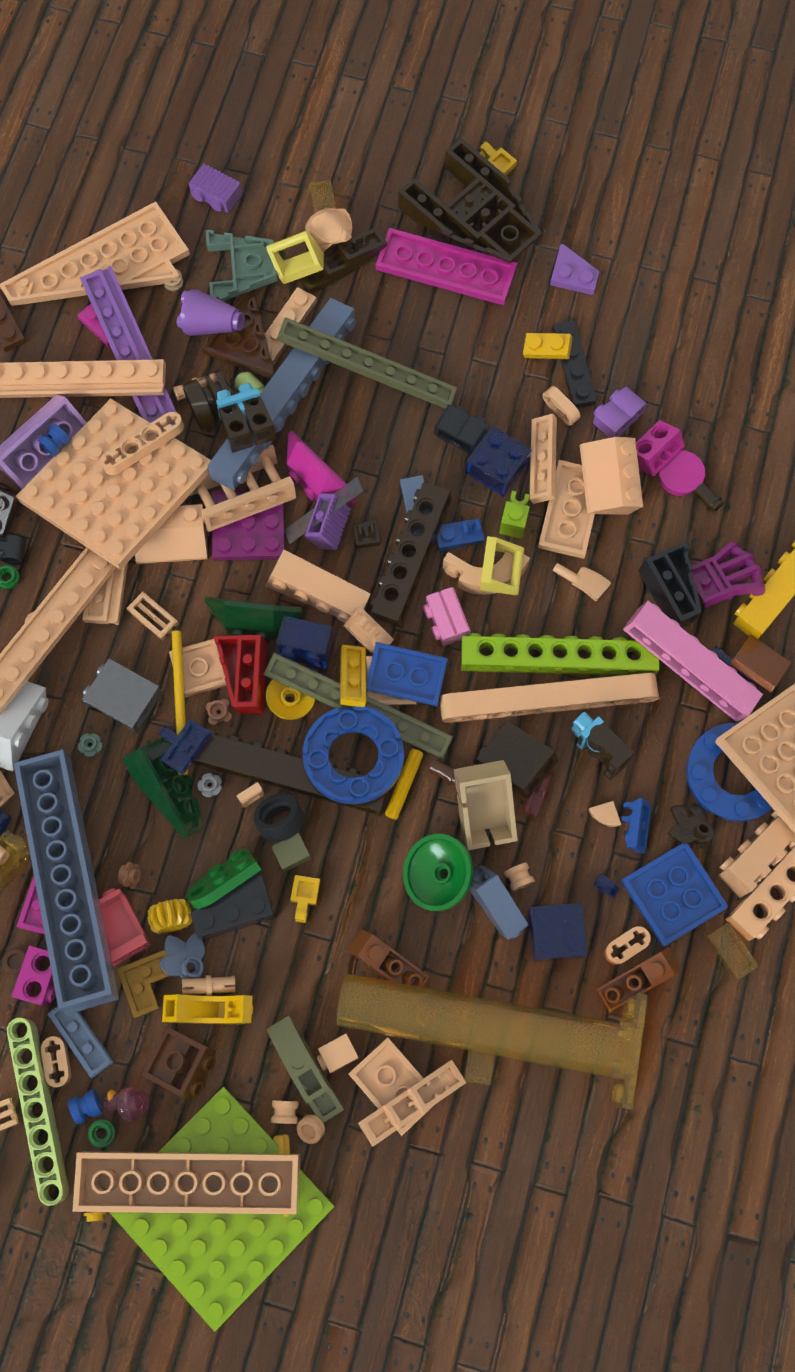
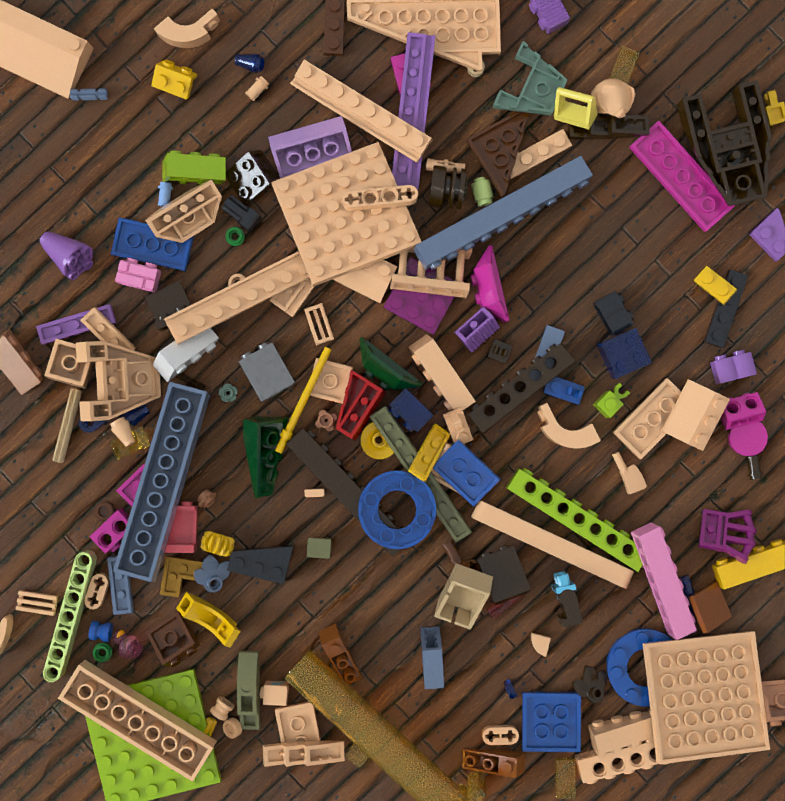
camera: 25 degrees right, 15 degrees up
(54, 440) = (320, 155): blue wheel -> none
(184, 745) = (288, 437): clear blue plate -> none
(207, 315) = (484, 118): medium lavender cone -> none
(208, 985) = (218, 601): light nougat pin -> none
(211, 791) = (292, 463): light grey plate -> none
(223, 878) = (265, 540): green plate -> none
(243, 408) = (465, 217): dark brown hips -> none
(285, 828) = (324, 533): black tyre -> none
(304, 893) = (313, 578): yellow plate -> none
(344, 495) = (500, 321): flat silver sticker -> none
(366, 363) = (575, 224): olive tile -> none
(404, 784) = (409, 552): yellow axle -> none
(425, 872) = (396, 617): green dish -> none
(447, 616) = (518, 446): bright pink brick -> none
(487, 584) = (569, 429): light yellow tile -> none
(519, 876) = (457, 651): light nougat wheel -> none
(543, 458) = (657, 370): light nougat plate -> none
(557, 932) = (460, 702): clear blue brick -> none
(561, 405) = (695, 337): light nougat beam -> none
(639, 821) = (552, 669): blue plate -> none
(672, 584) = (686, 518): black wedge -> none

